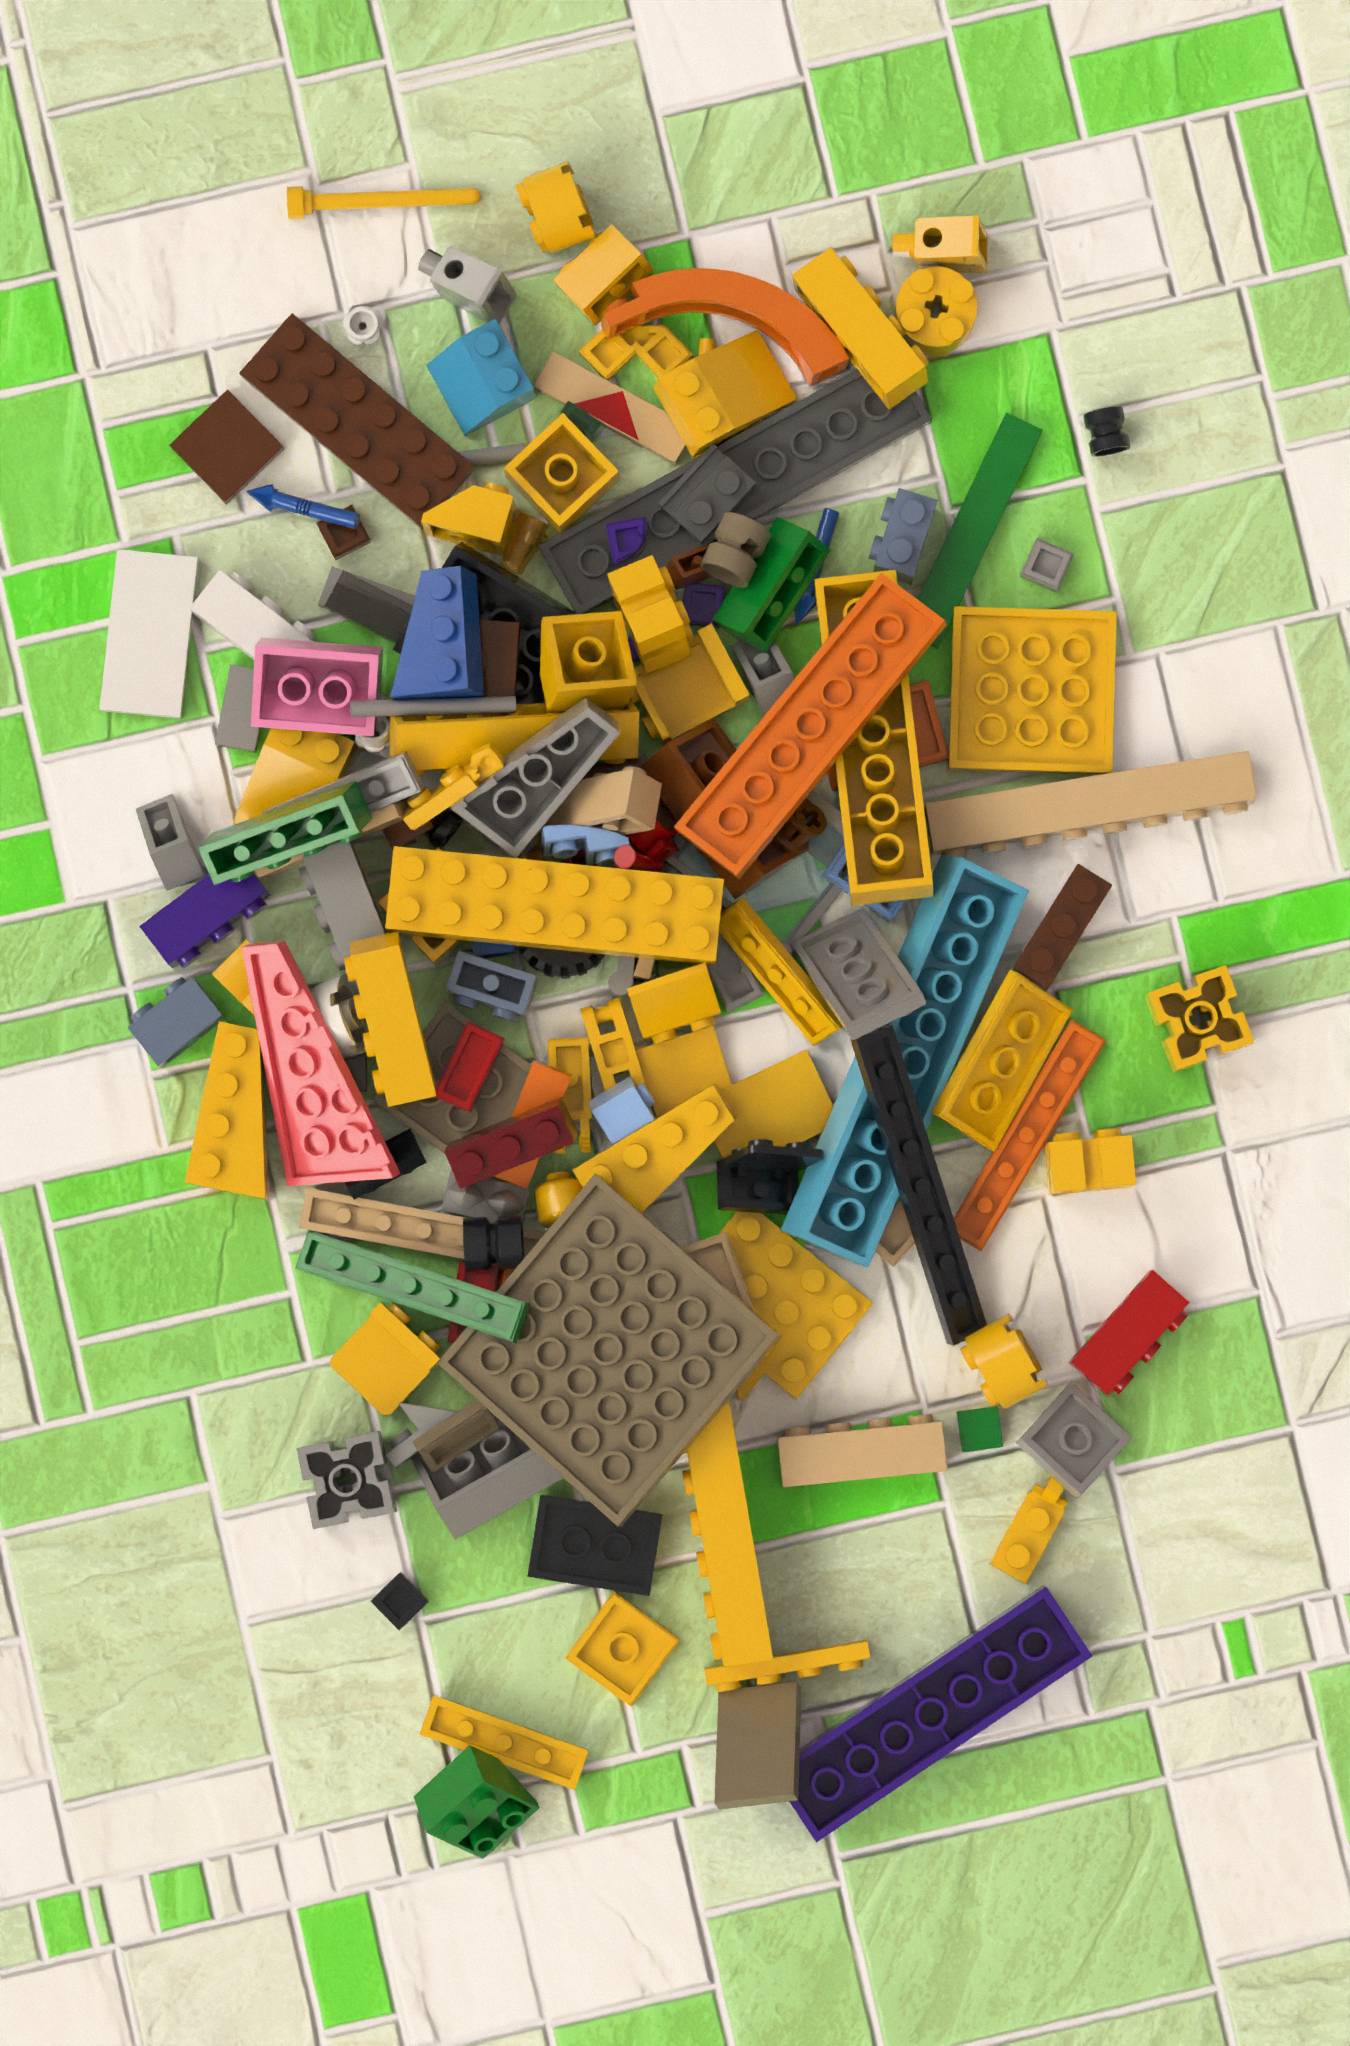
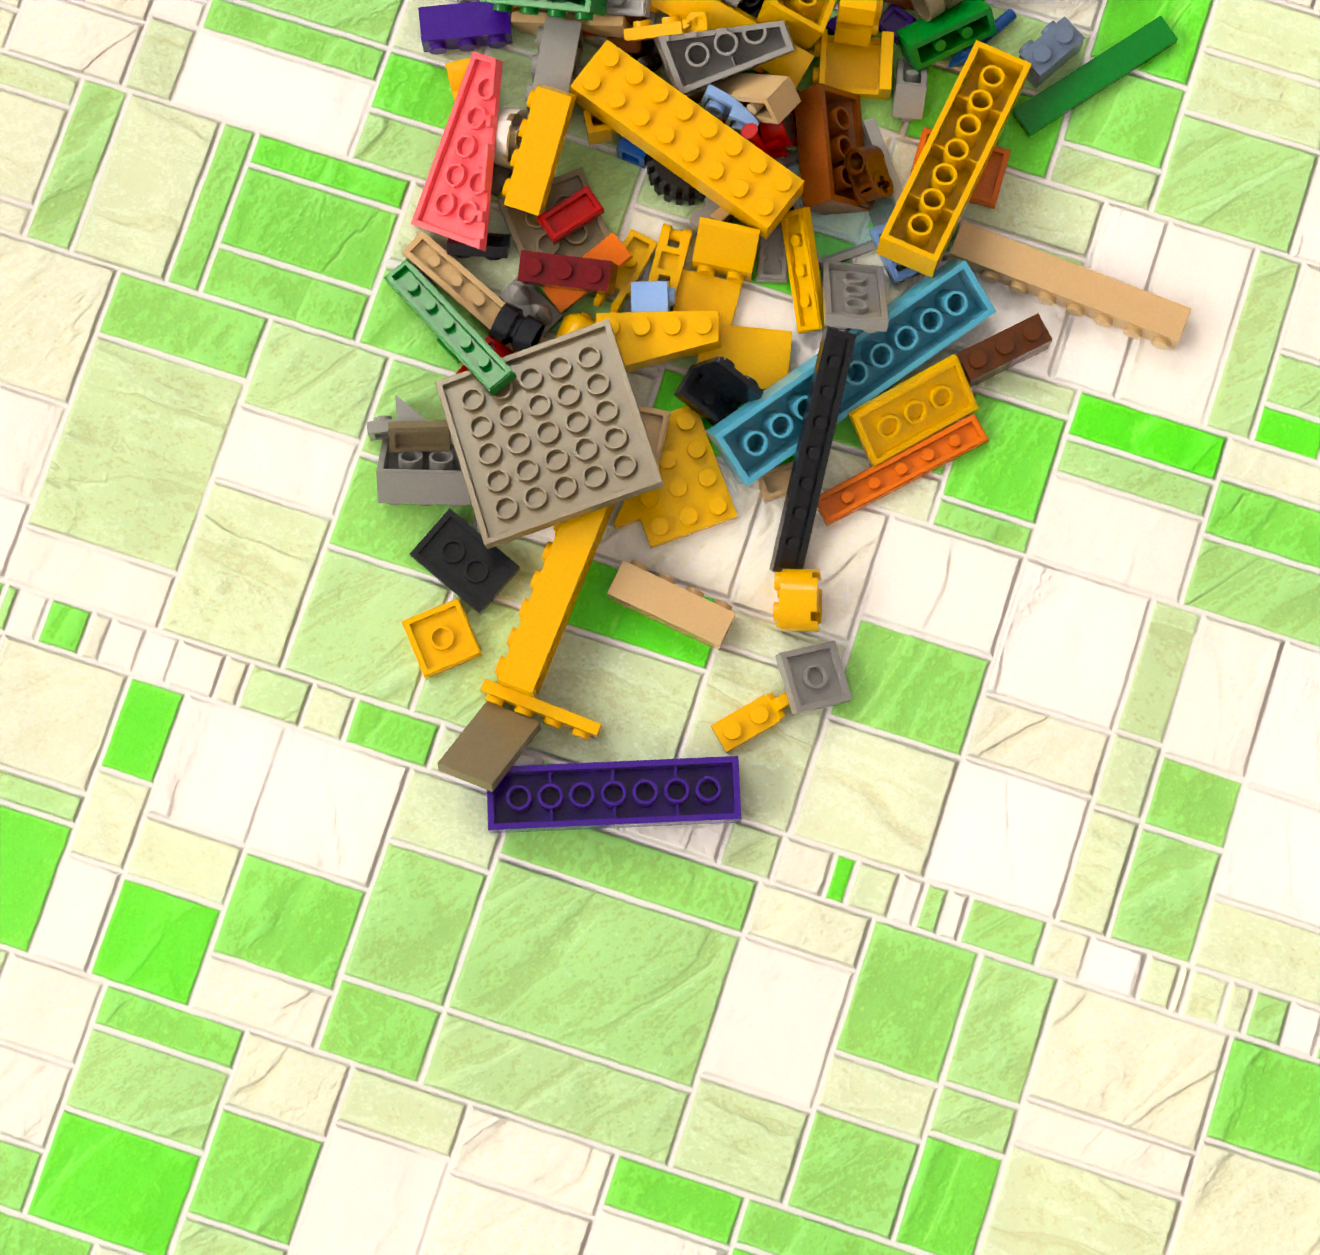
camera: 25 degrees right, 5 degrees down
(175, 1021) = (404, 82): sand blue brick -> none
(231, 1126) = (401, 161): yellow wedge -> none
(326, 1465) = (324, 408): light grey brick -> none
(386, 1358) = (406, 365): yellow bracket -> none
(399, 1601) = (319, 522): black plate -> none
(474, 1803) = (285, 675): green slope -> none
(492, 985) = (616, 172): sand blue brick -> none
(505, 1740) = (329, 650): yellow plate -> none
(810, 725) = (918, 121): orange plate -> none
(979, 1429) = (757, 636): green tile -> none
(1032, 690) = (1073, 194): yellow plate -> none
(1046, 565) = (1130, 124): light grey tile -> none
(1089, 1163) = (930, 506): yellow brick -> none
(1105, 431) = (1218, 64): black wheel -> none
(1130, 1334) = (891, 632): red brick -> none
(1209, 996) = (1073, 449): yellow brick -> none

